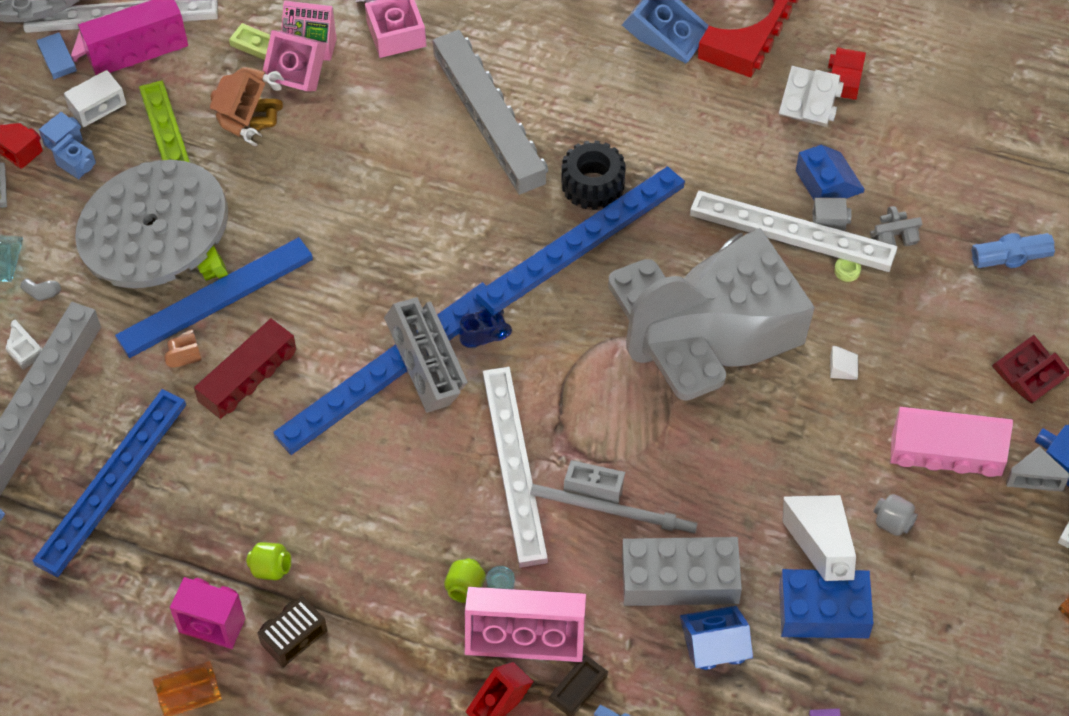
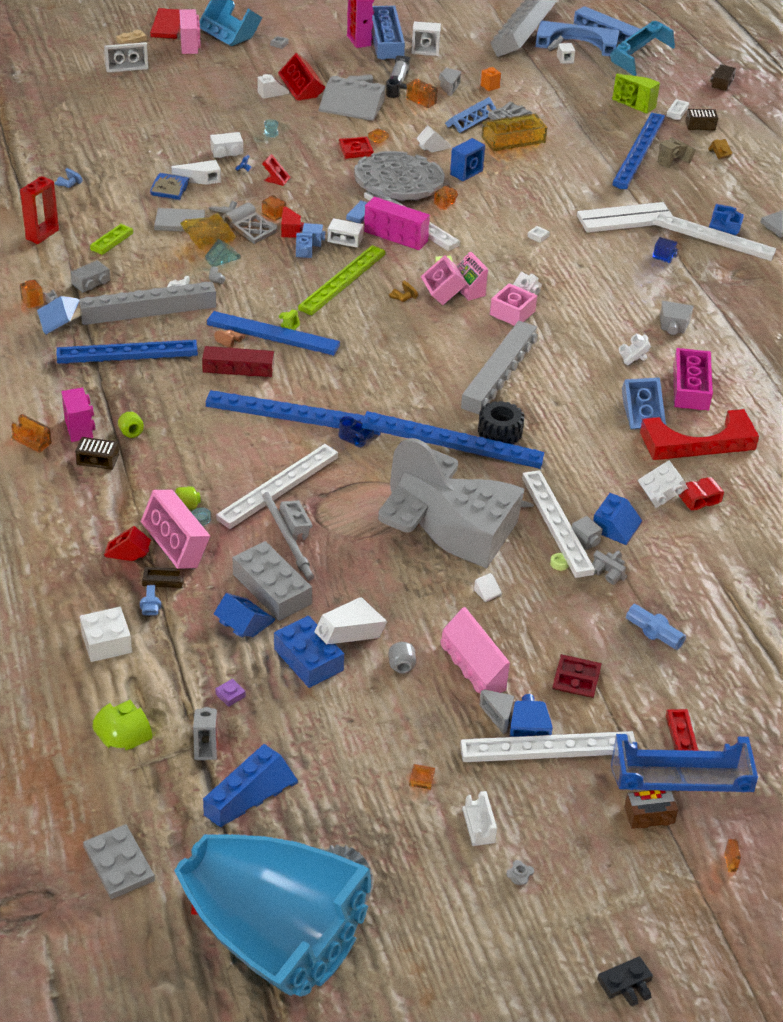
camera: 50 degrees right, 15 degrees down
(188, 217) = (290, 286): light grey plate -> none
(238, 97) = (398, 274): nougat torso -> none
(402, 322) = (305, 409): light grey brick -> none

